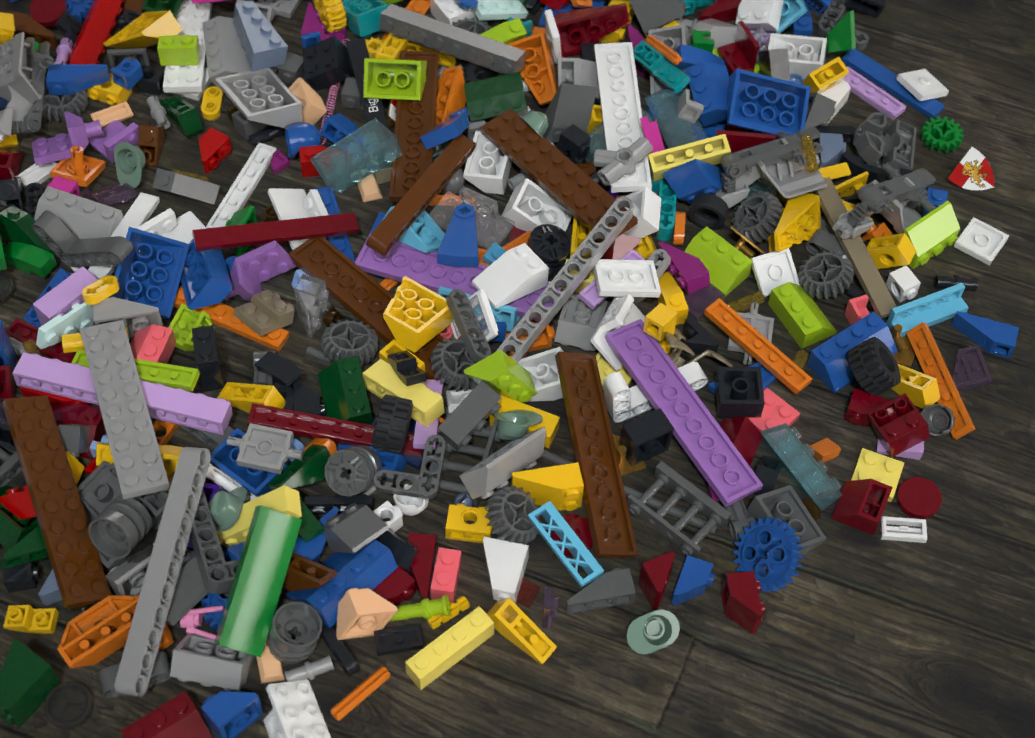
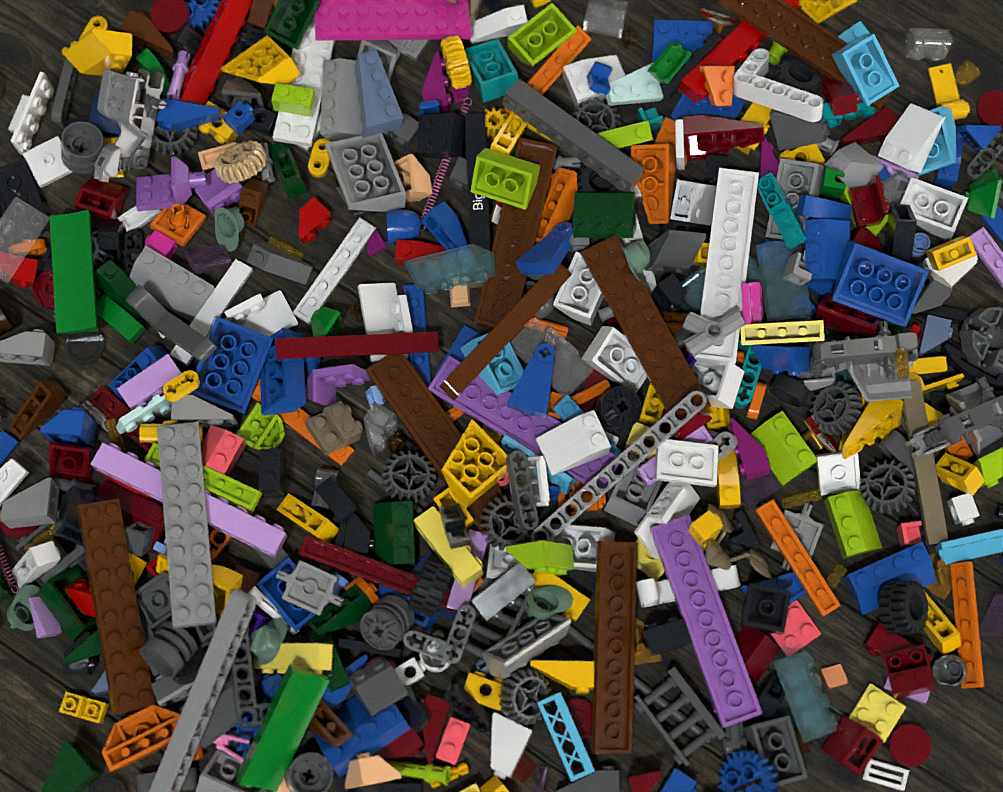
camera: 15 degrees right, 20 degrees up
(134, 108) = (240, 162): none -> tan gear
(455, 528) = (458, 698): none -> black beam
(666, 51) = (788, 193): orange axle -> none

